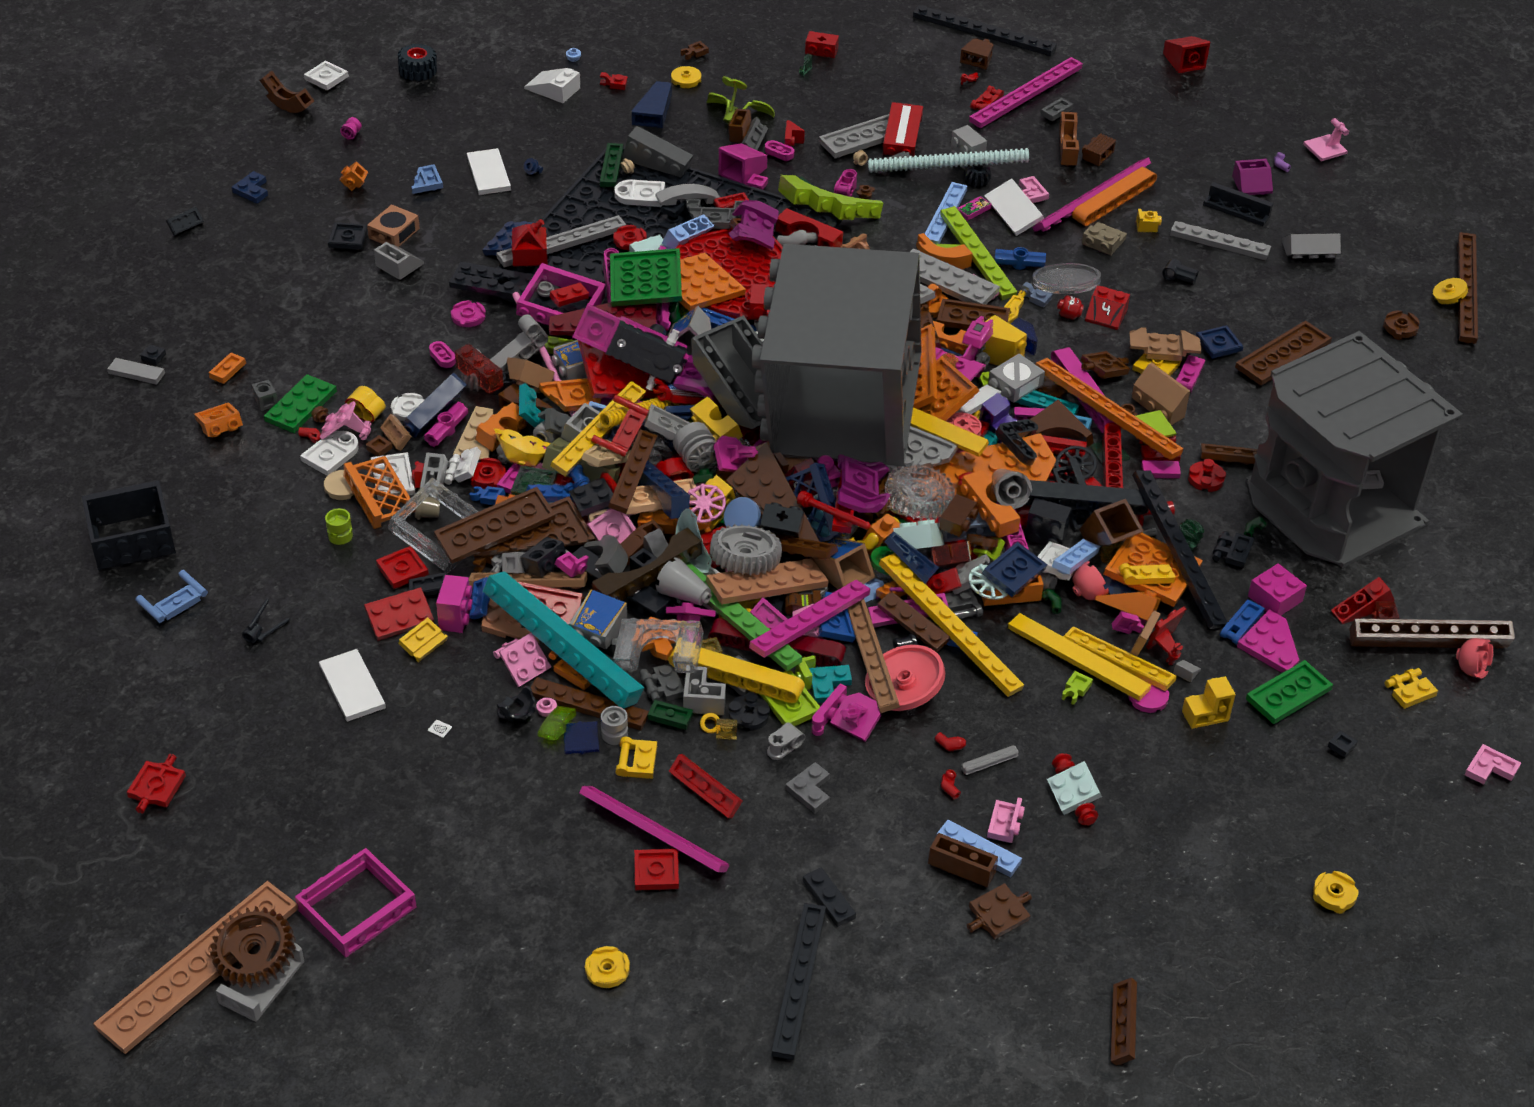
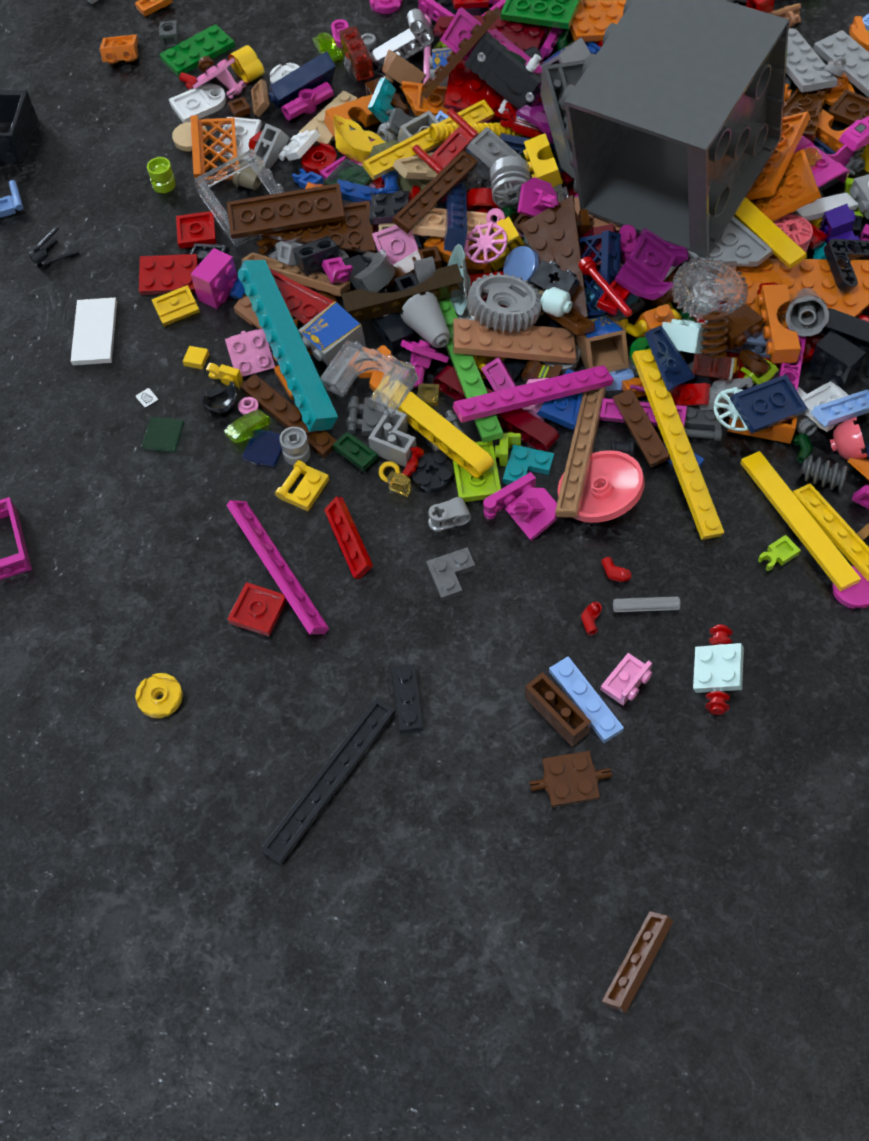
camera: 30 degrees right, 15 degrees up
(433, 369) = (325, 42): none -> clear neon green slope
(469, 679) = (196, 357): none -> yellow tile
(475, 754) = (162, 434): none -> clear green piece
(512, 684) = (225, 373): none -> yellow plate
(601, 339) = (464, 47): none -> reddish brown plate
(700, 474) = (497, 212): none -> bright pink plate
(730, 709) = (413, 463): none -> red piece
(794, 535) = (556, 302): none -> light aqua head
(929, 282) = (836, 68): none -> light grey tile
(945, 525) = (715, 334): none -> reddish brown piece
(1080, 613) = (823, 472): none -> dark grey piece

